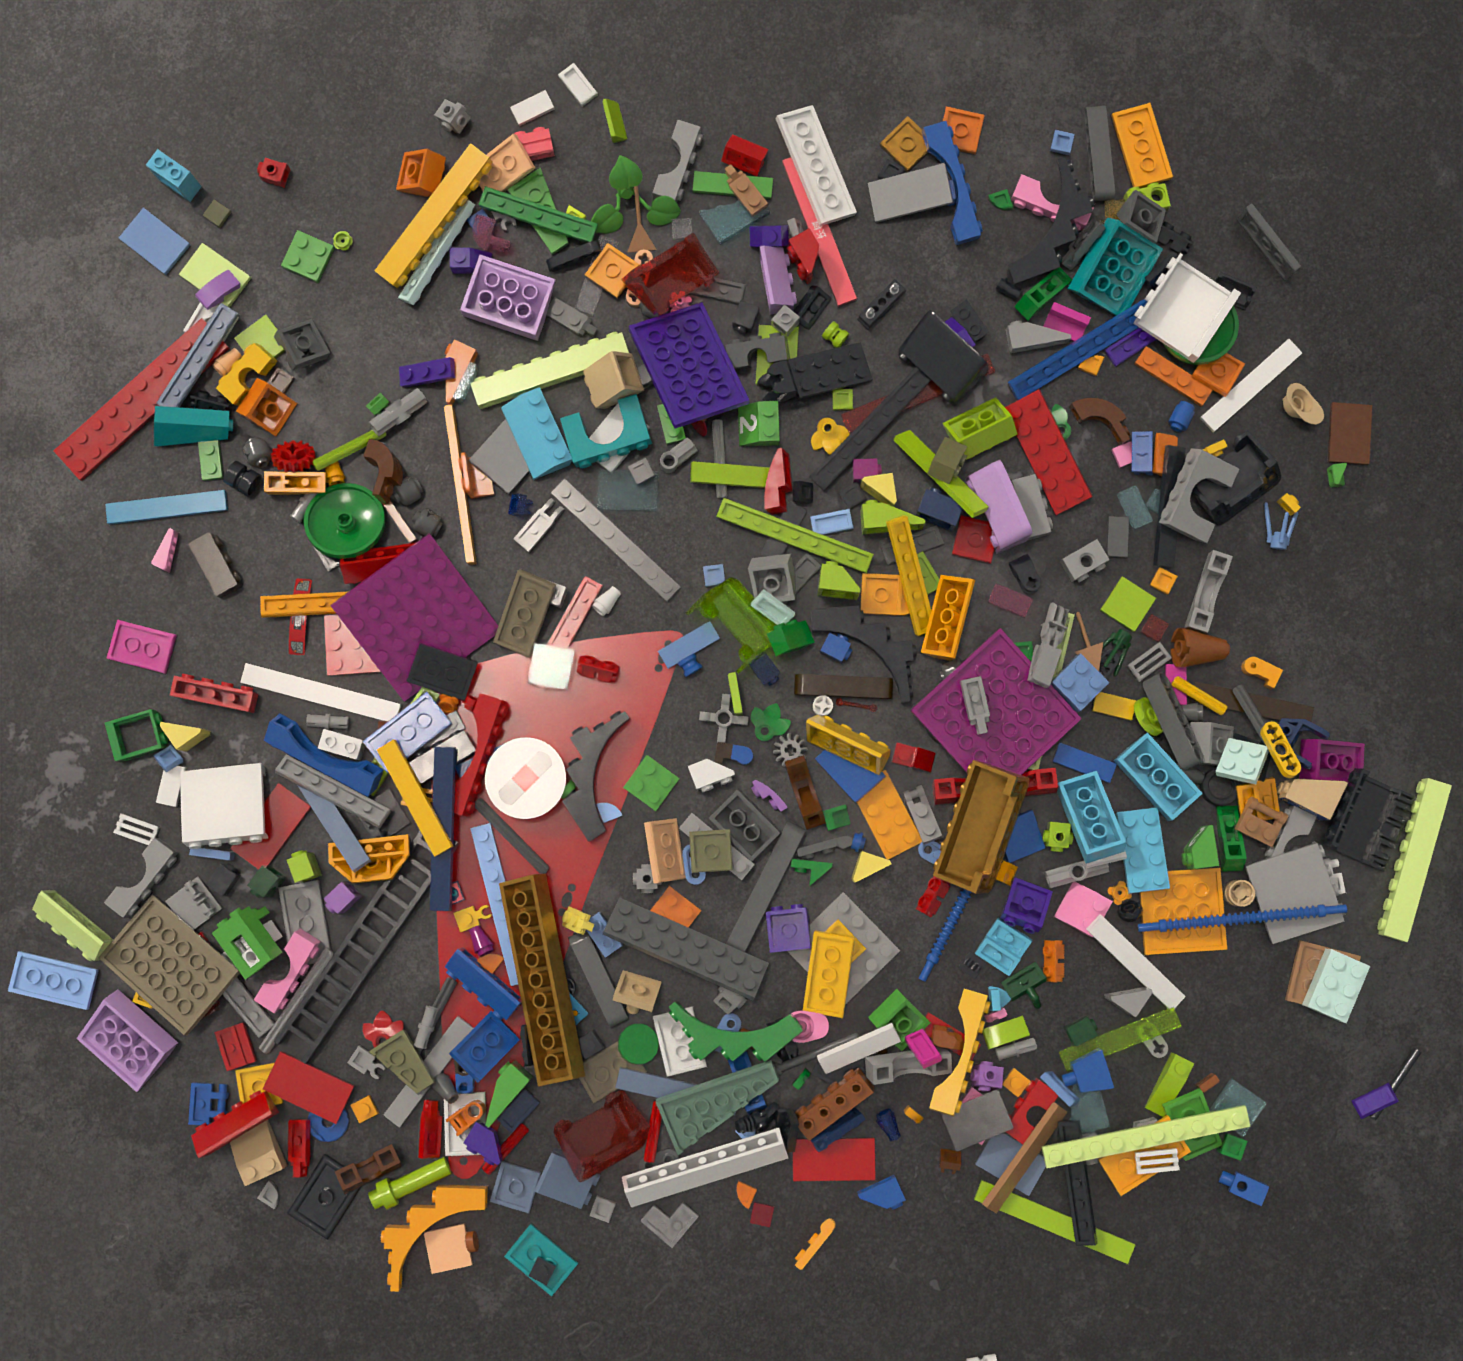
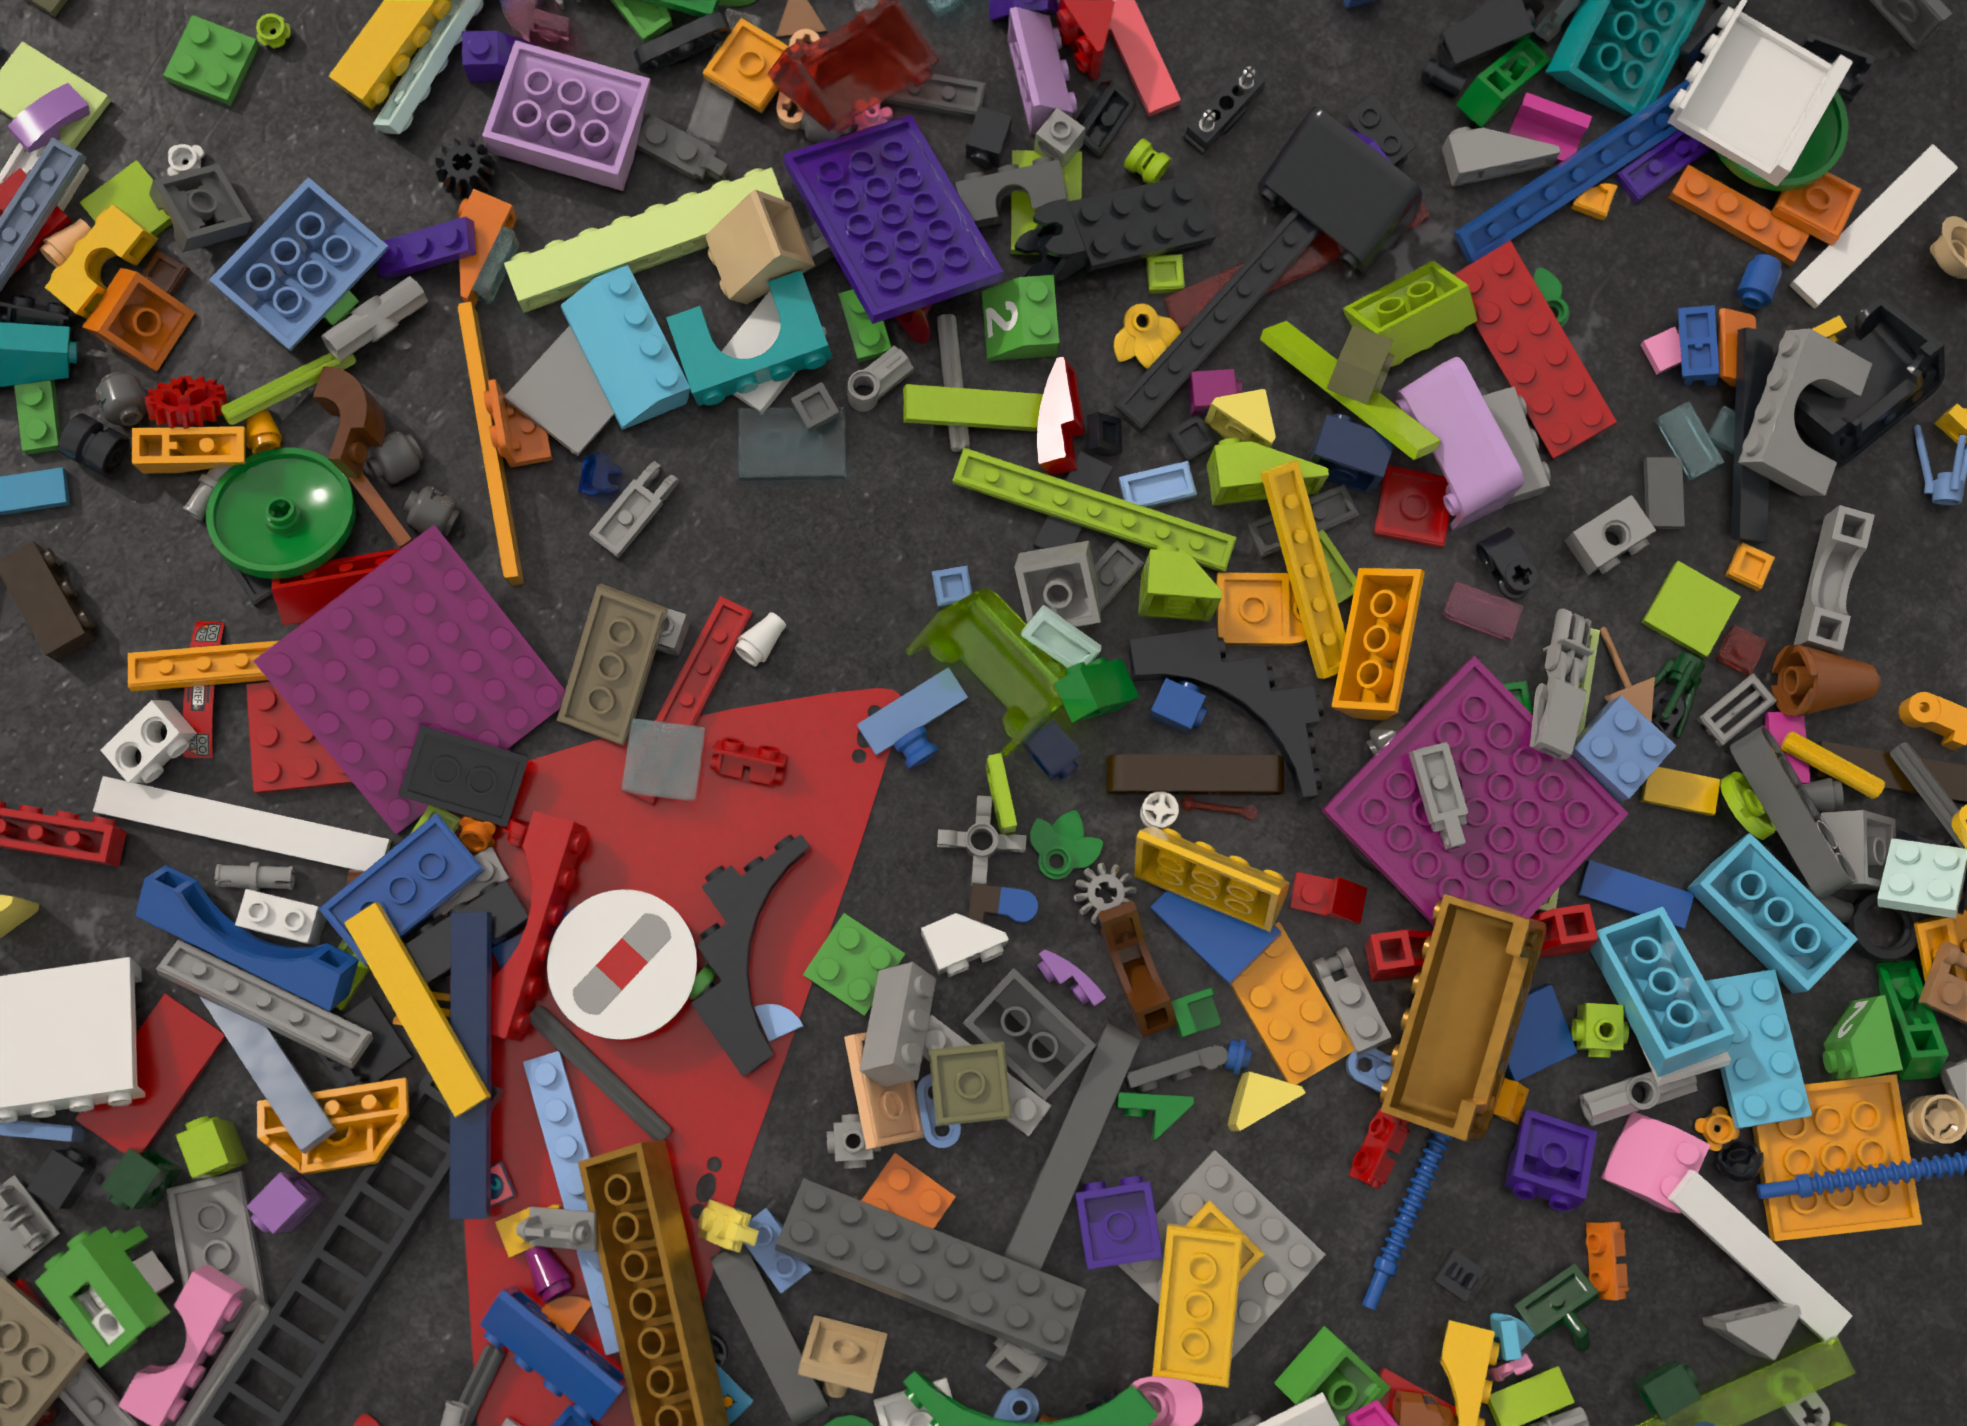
camera: 15 degrees left, 5 degrees down
(269, 642) = (145, 734): none -> white brick
(289, 311) = (183, 152): none -> white plate
(356, 380) = (298, 264): none -> medium blue slope
(447, 332) = (472, 158): none -> black gear
(488, 918) = (559, 1228): none -> light grey hinge
(615, 540) = (774, 531): plate -> none
(673, 817) = (898, 1024): none -> light grey brick
(1003, 946) = (1513, 1238): medium azure slope -> none
(1103, 411) = (1626, 279): reddish brown arch -> none

